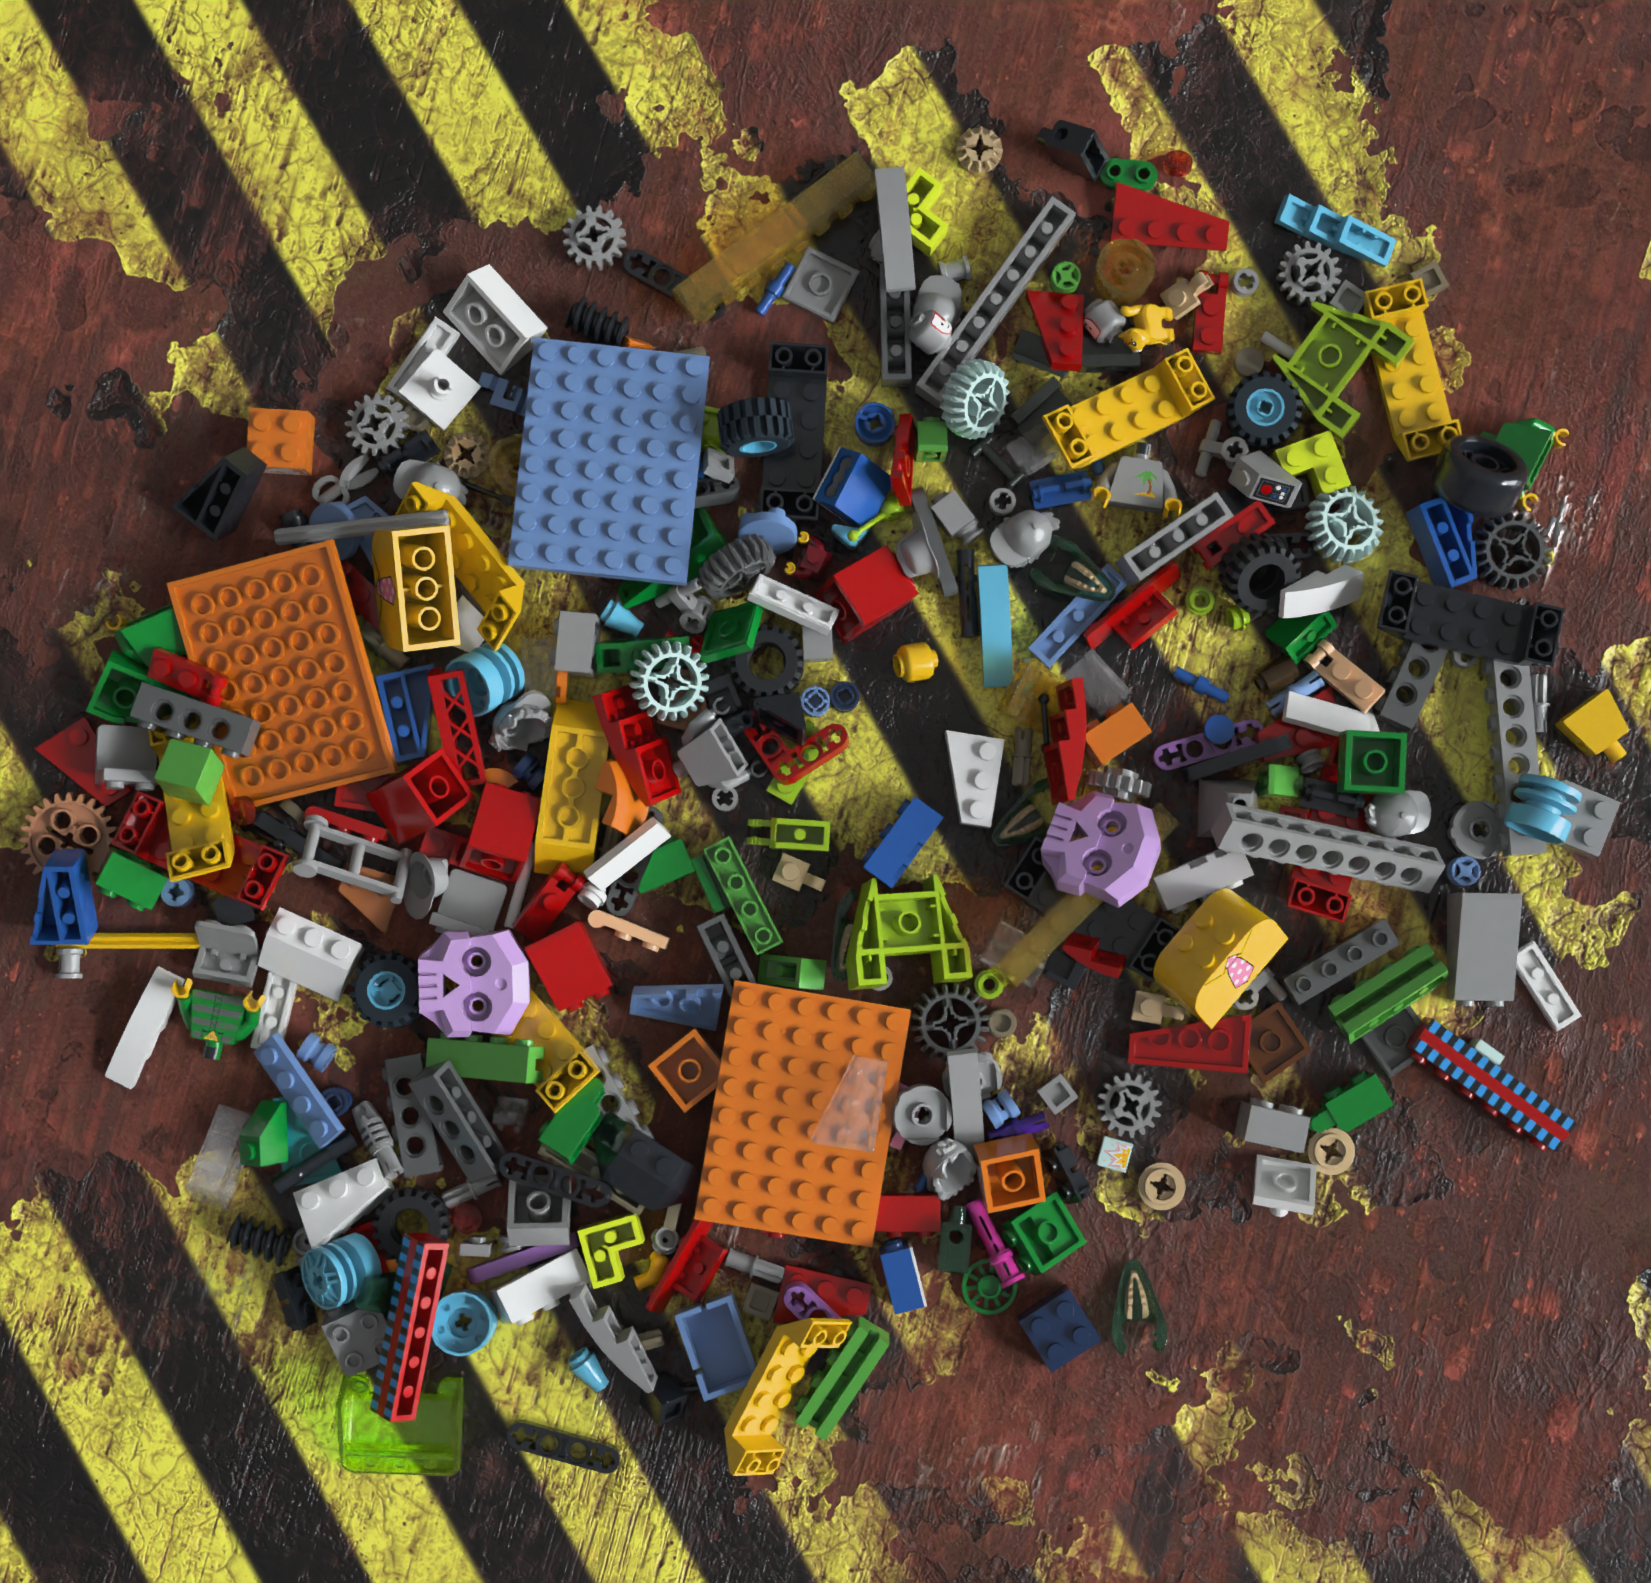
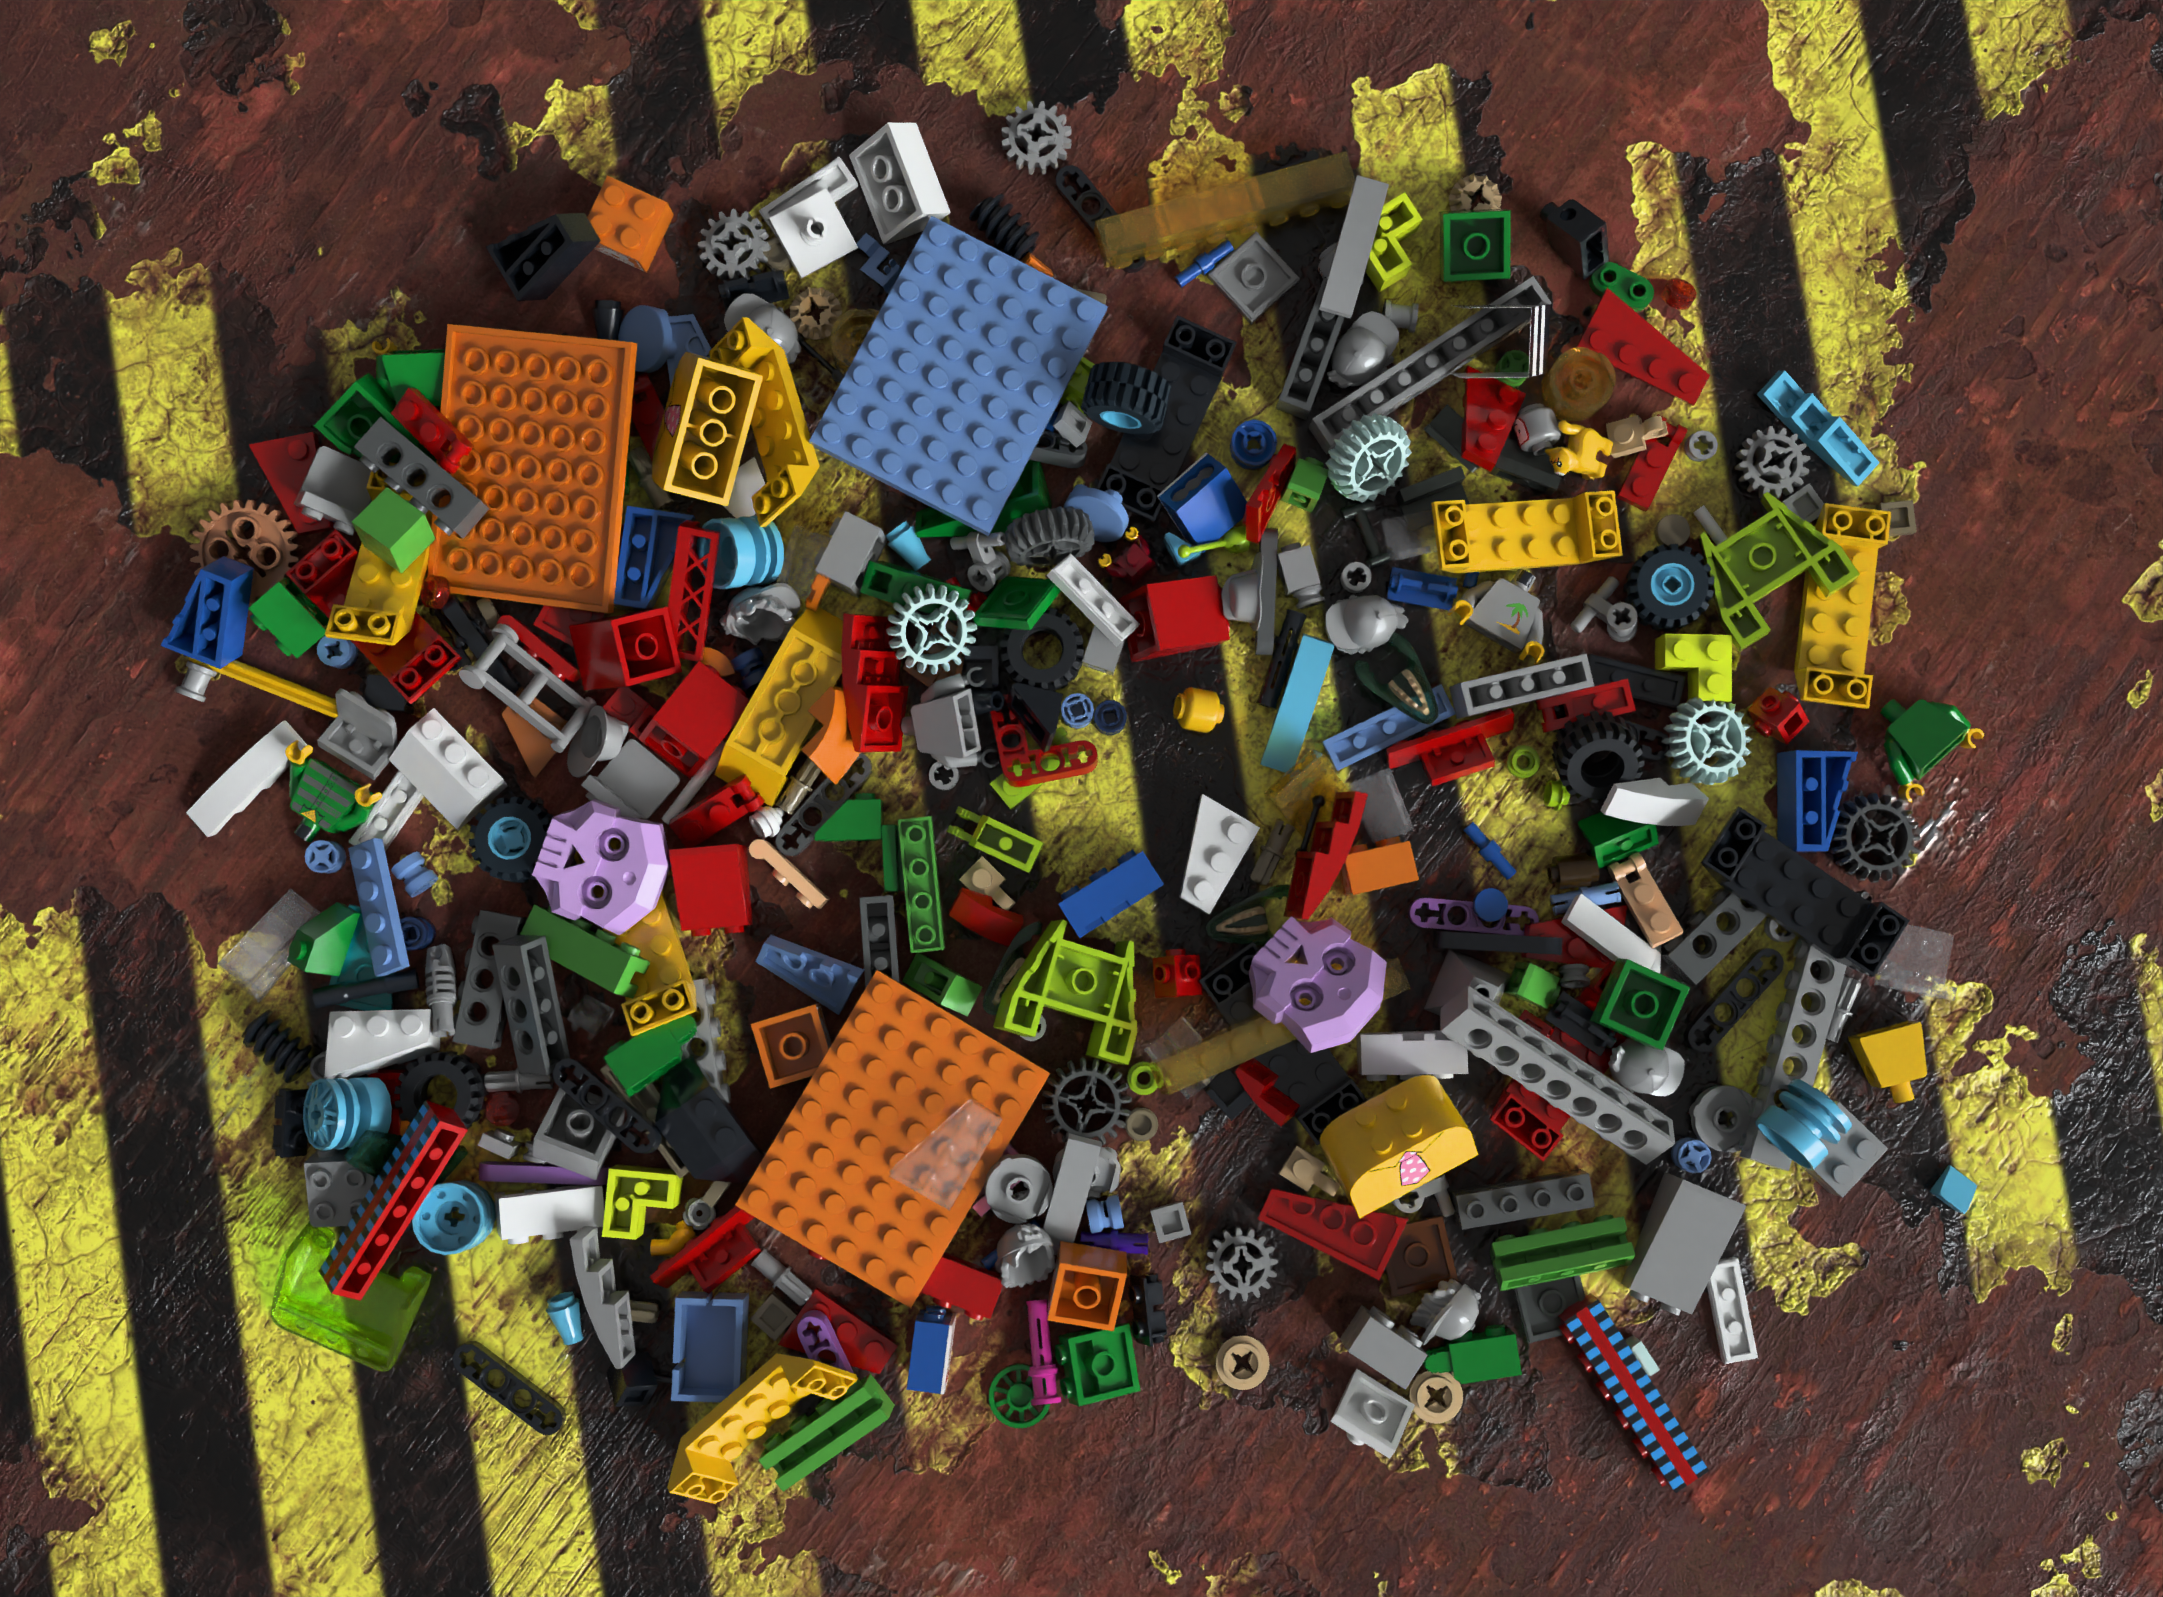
camera: 25 degrees right, 0 degrees up
(230, 1066) = (318, 856): none -> medium blue wheel
(348, 481) = (681, 292): light grey piece -> none
(357, 527) = (669, 342): light grey axle -> none
(627, 853) = (817, 793): white tile -> none
(800, 902) = (979, 915): none -> red slope
(930, 332) = (1349, 369): light grey head -> none
(951, 1256) = (993, 1351): clear green torso -> none
(983, 887) = (1177, 974): none -> red brick
(994, 188) = (1475, 244): none -> green brick
(1058, 1328) = (1075, 1470): dark blue brick -> none
(1078, 251) = (1538, 342): none -> sticker
(1114, 1154) = (1206, 1308): tile -> none
(1119, 783) = (1363, 921): light grey gear -> none
(1137, 1303) = (1168, 1475): clear green animal -> none
(1264, 480) = (1641, 661): light grey slope -> none
(1313, 1077) = (1447, 1311): none -> light grey hair
(1393, 481) = (1778, 715): none -> red brick
(1452, 731) = (1730, 996): none -> black beam
(1479, 475) = (1873, 744): black wheel -> none
(1587, 641) = (1919, 964): none -> clear bracket

